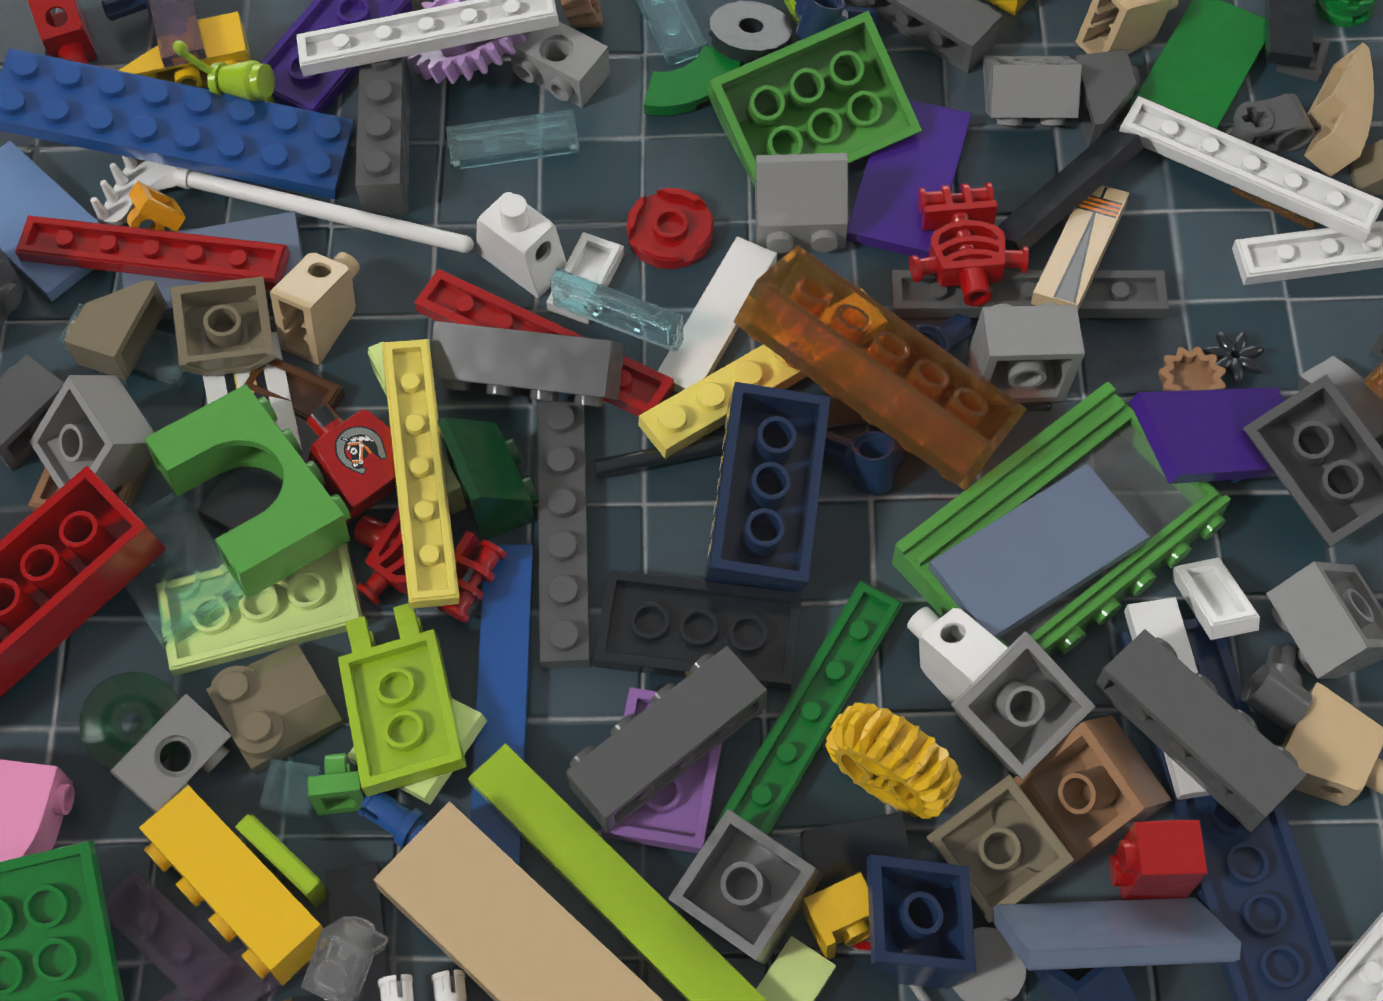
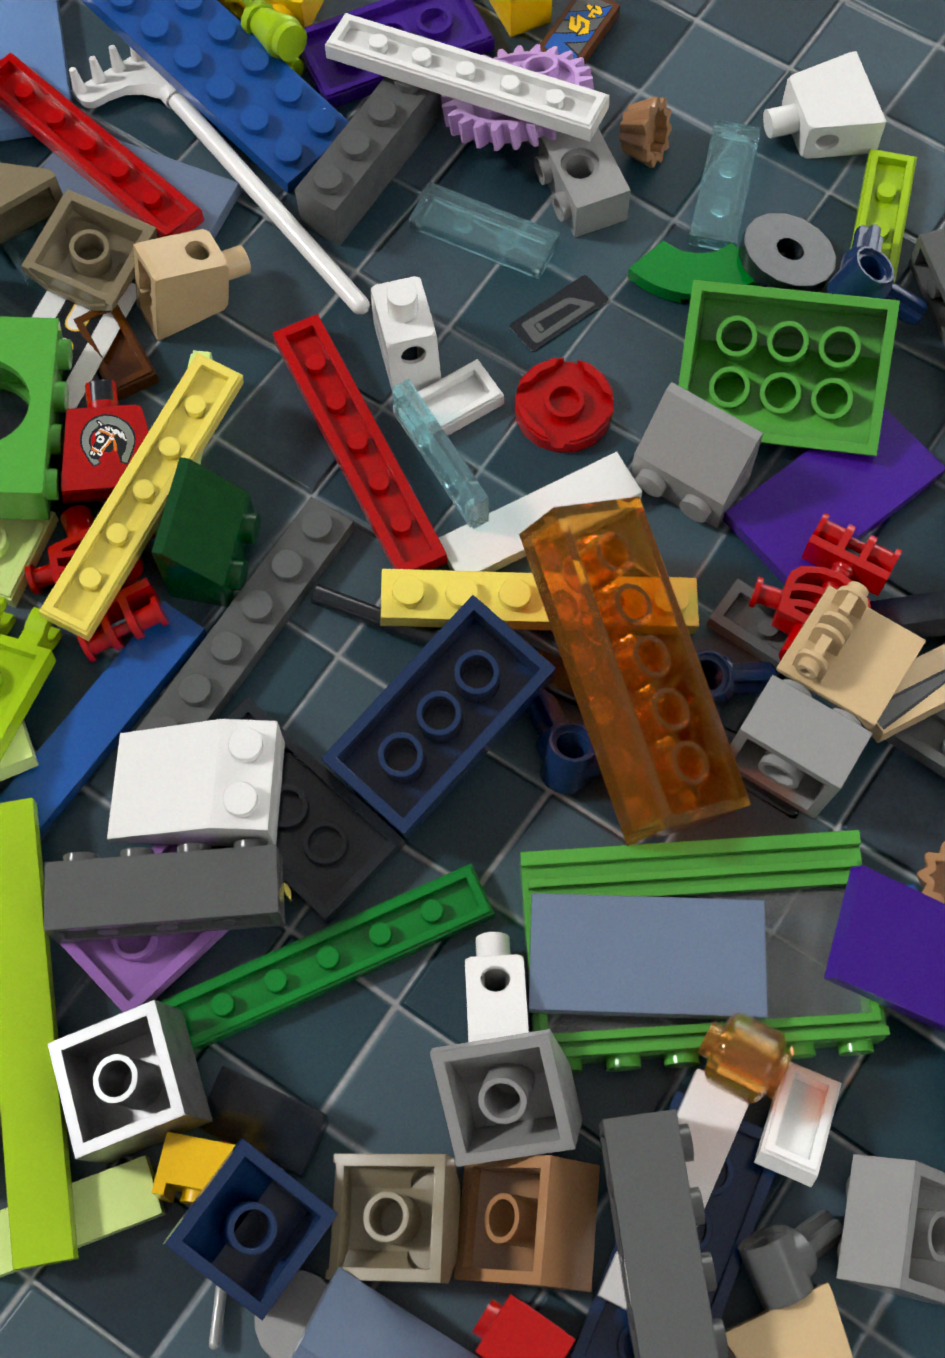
camera: 35 degrees right, 5 degrees up
(154, 206) = (120, 107): light orange tile -> none
(527, 361) = (321, 453): dark grey brick -> none
(613, 167) = (558, 312): none -> black sticker
(626, 648) = (198, 783): none -> white slope
(893, 760) = (350, 1061): yellow gear -> none
(1016, 264) = (851, 653): none -> tan hinge
(1157, 571) = (745, 1058): none -> clear orange head

